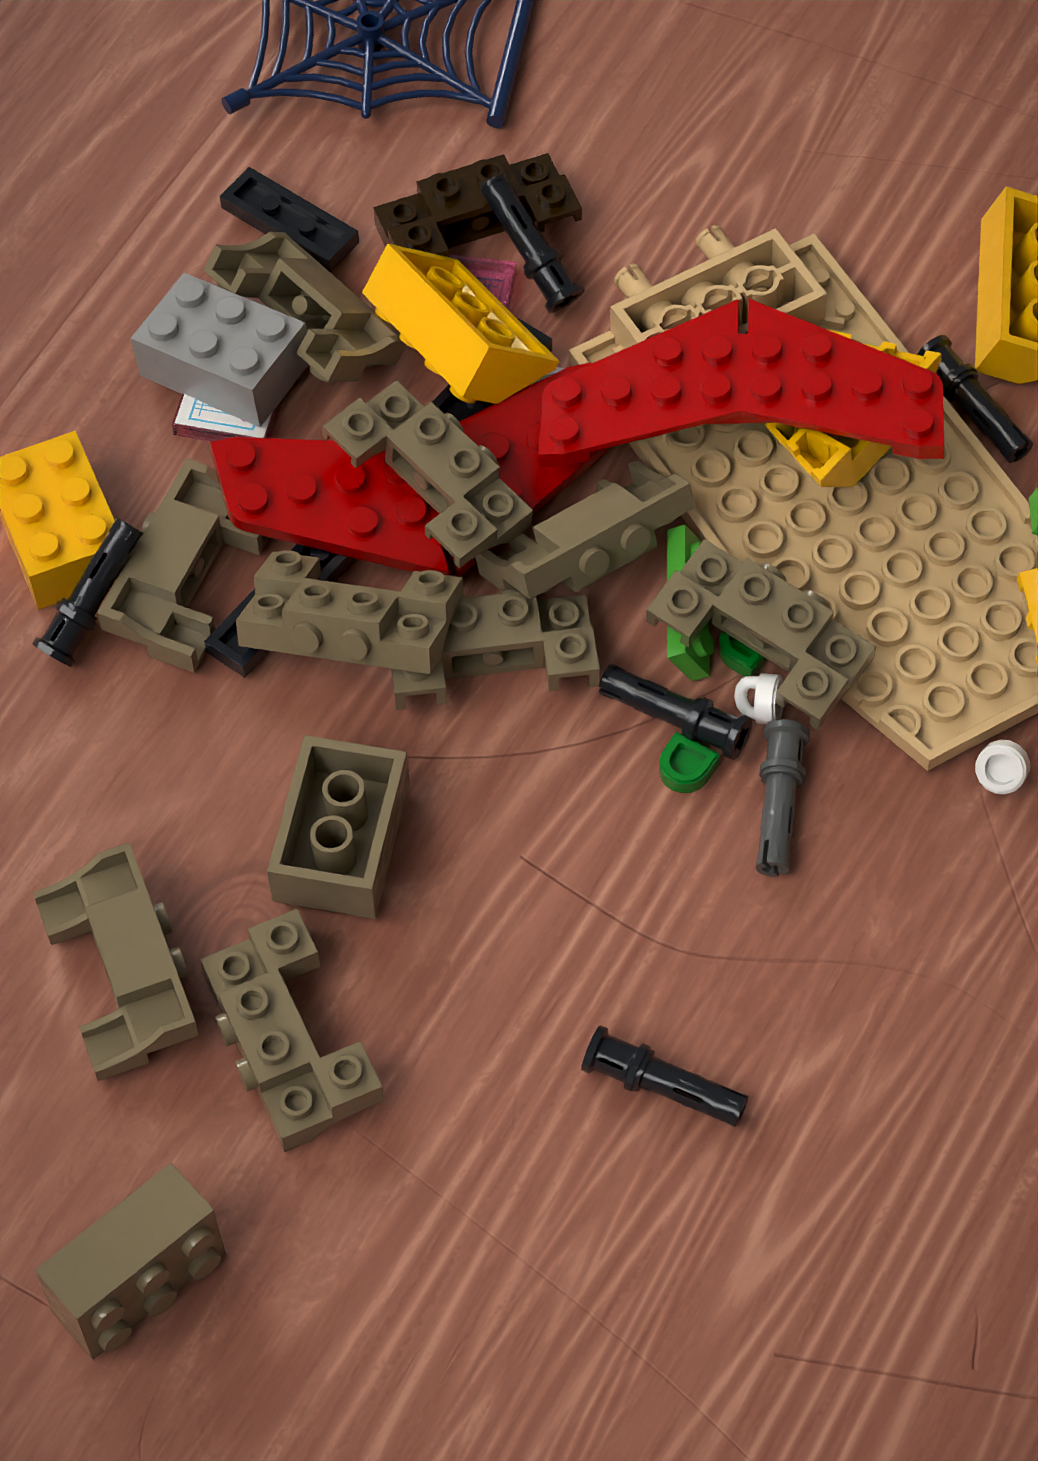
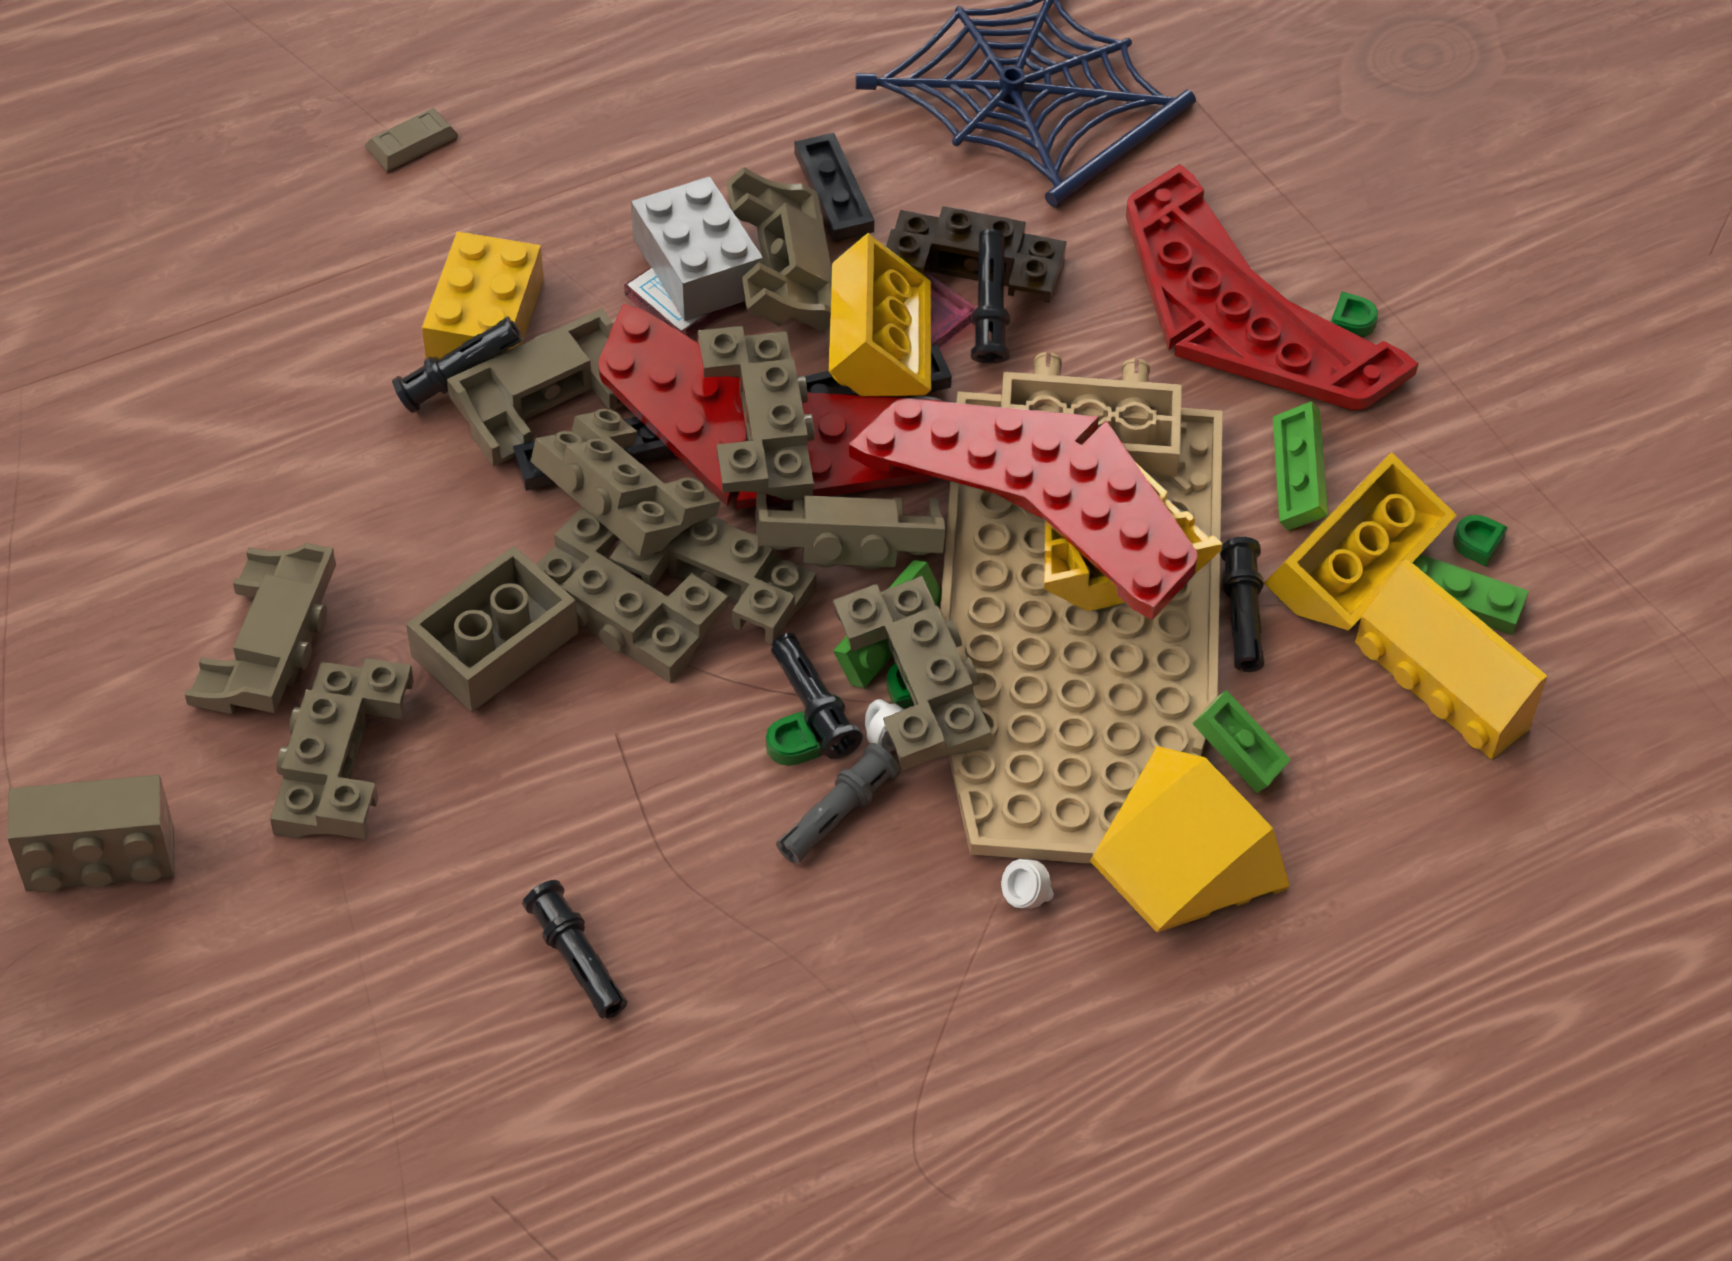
camera: 30 degrees right, 5 degrees down
(439, 734) = (623, 608): none -> dark tan bracket
(760, 139) = (1237, 321): none -> red wing
(845, 82) = (1355, 314): none -> green tile
(918, 246) = (1300, 466): none -> bright green plate

